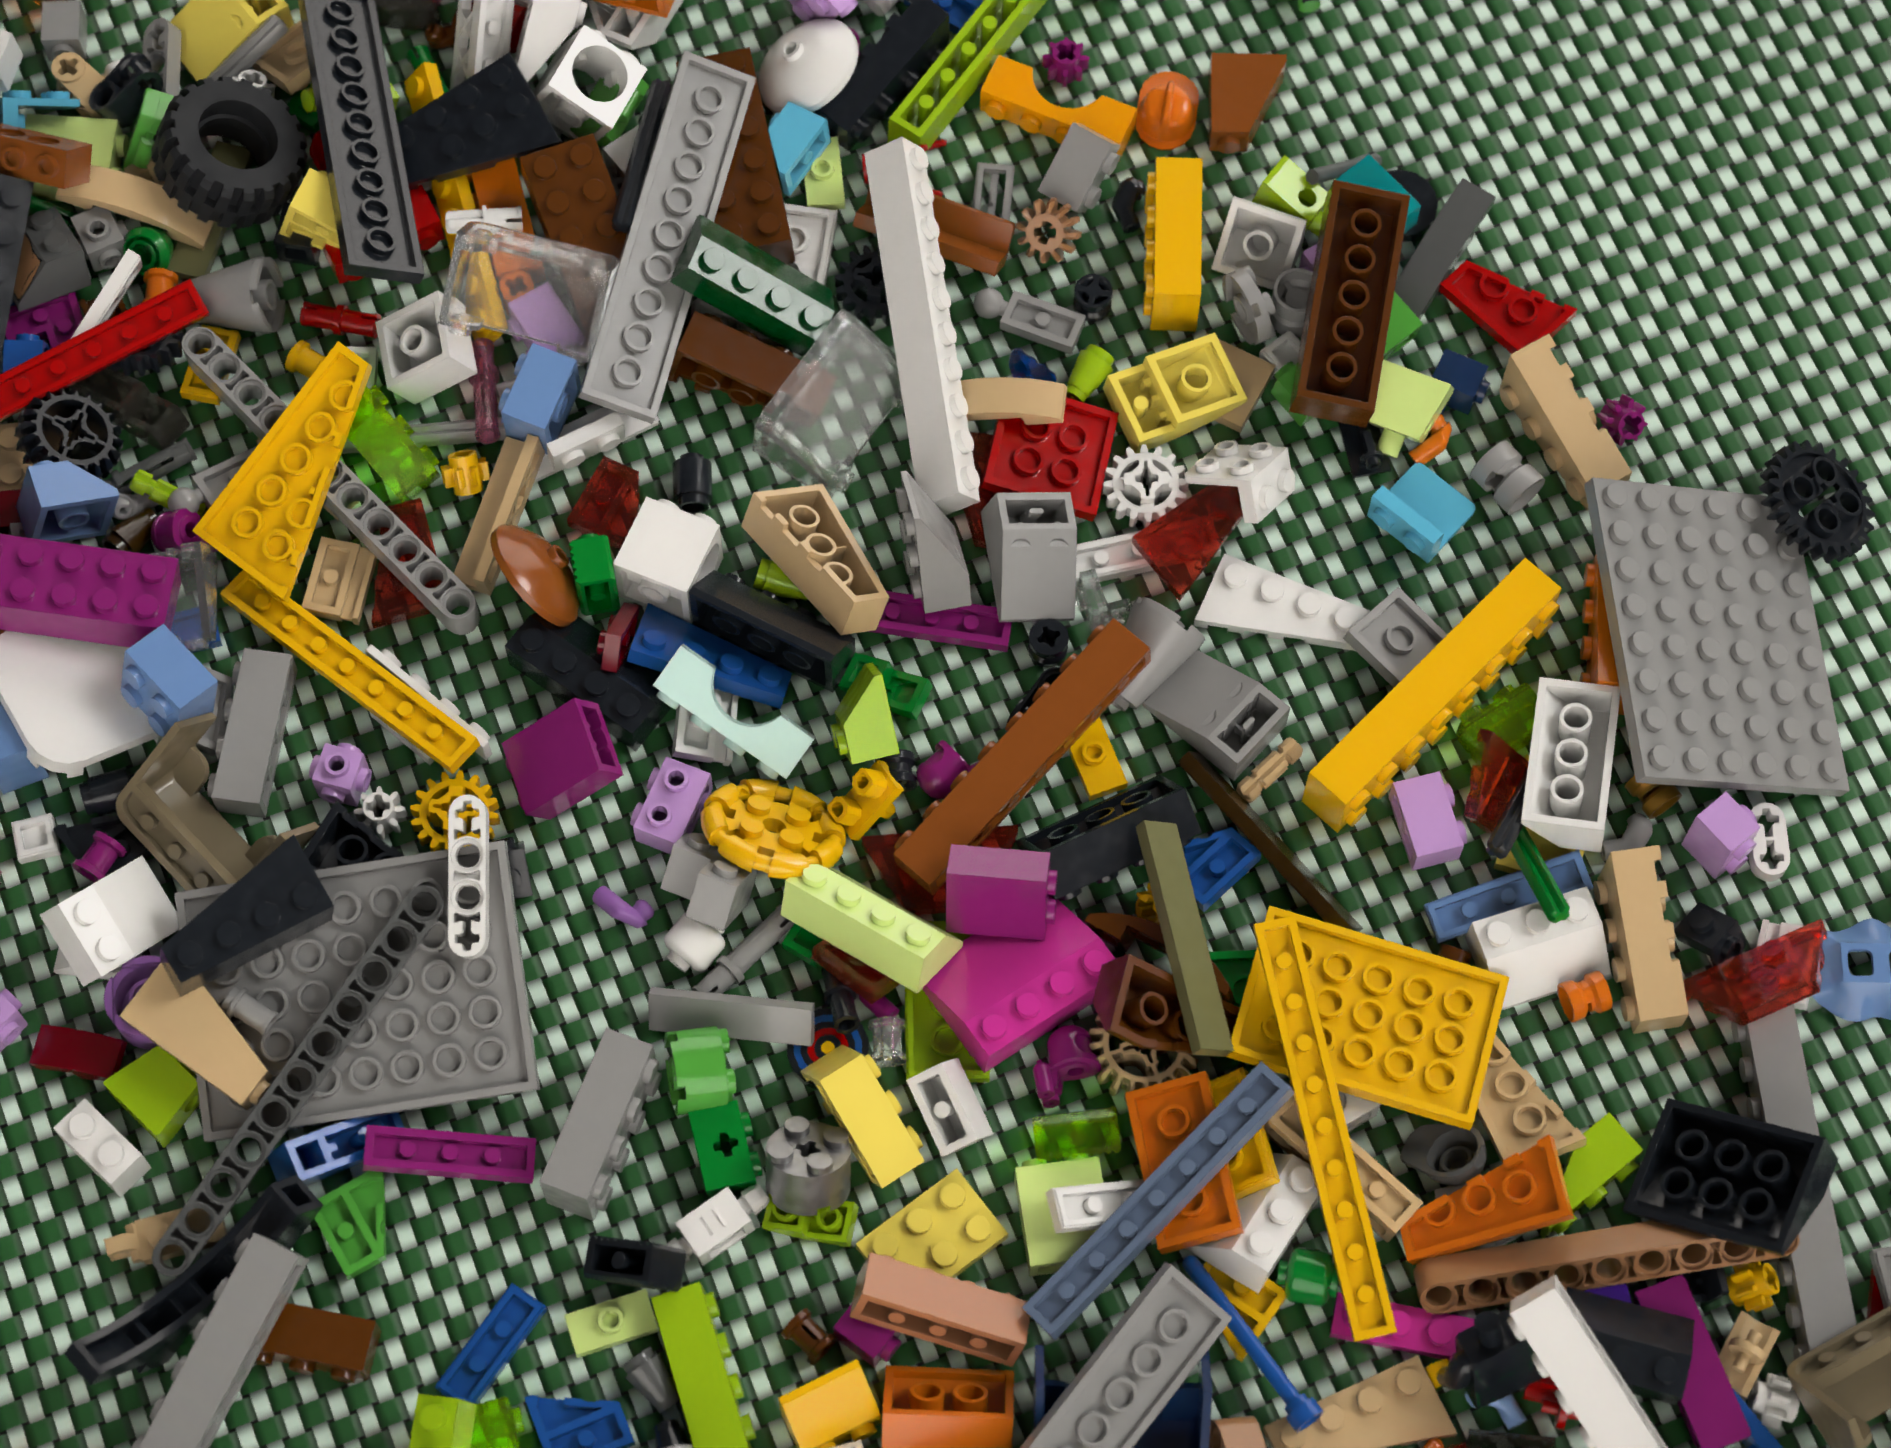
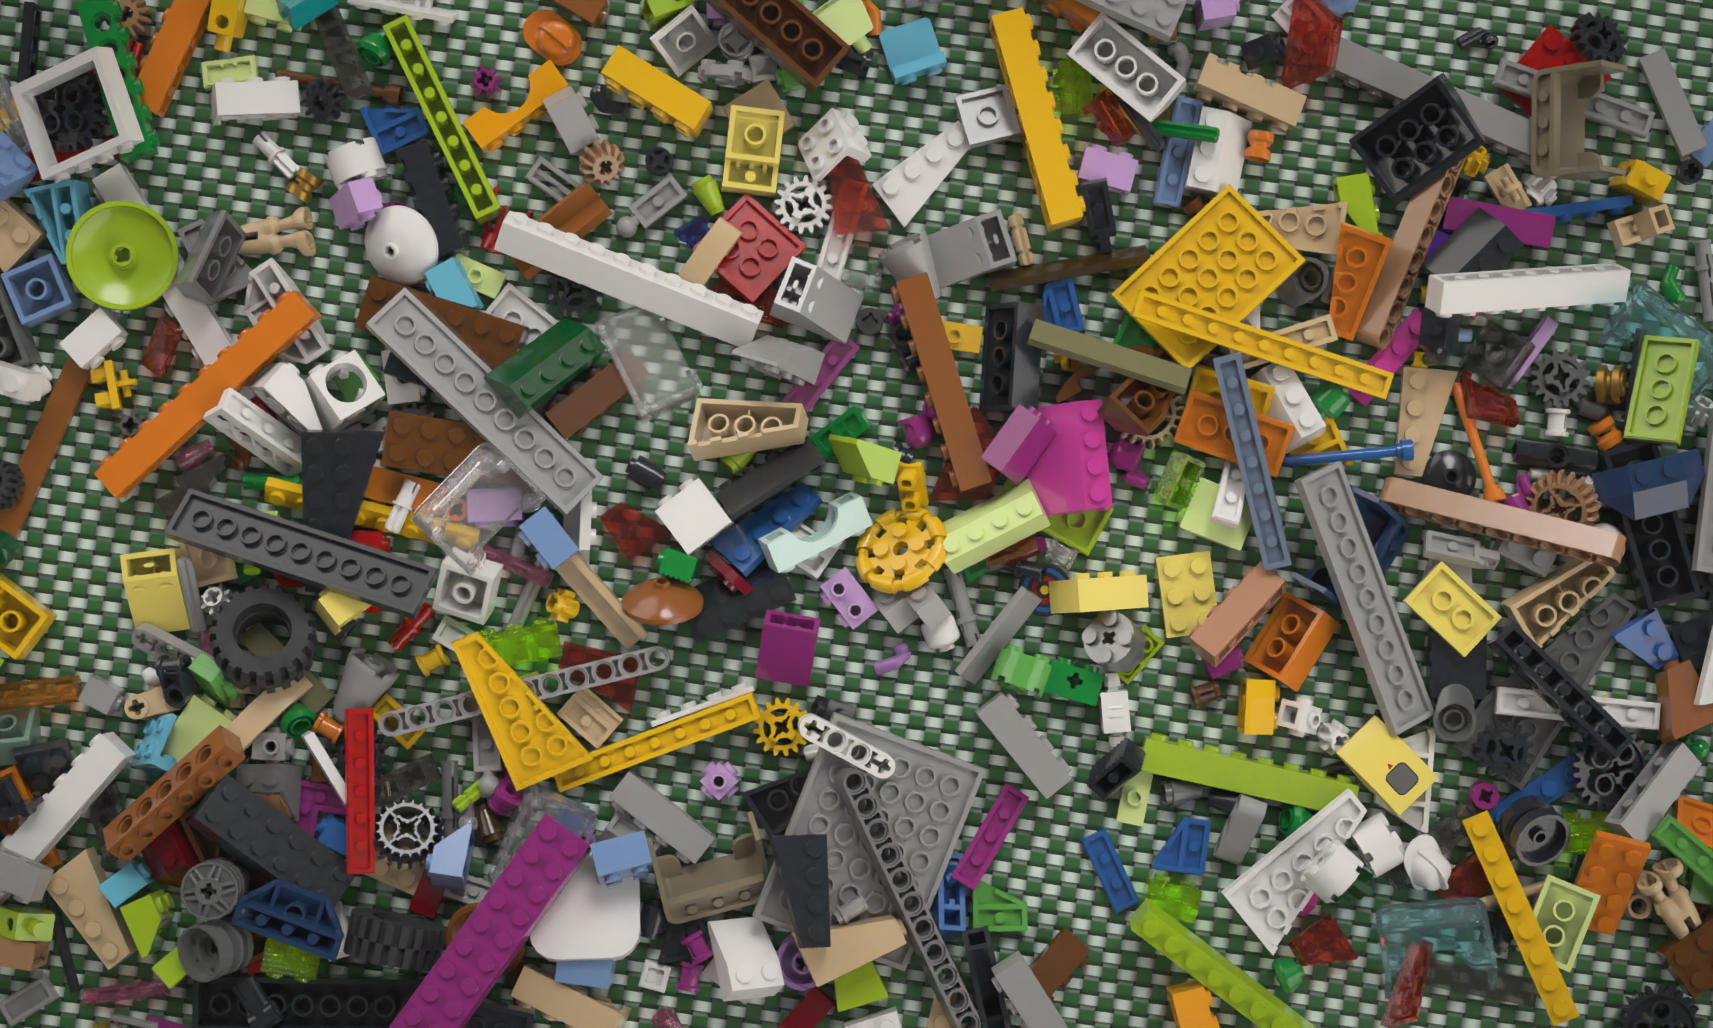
camera: 60 degrees left, 20 degrees up
(56, 877) = (689, 976): none -> magenta bush
(390, 816) = (759, 776): white gear -> none
(640, 155) = (417, 386): black axle -> none
(949, 1106) = (1123, 543): white brick -> none
(1364, 837) = (1099, 212): none -> black hinge

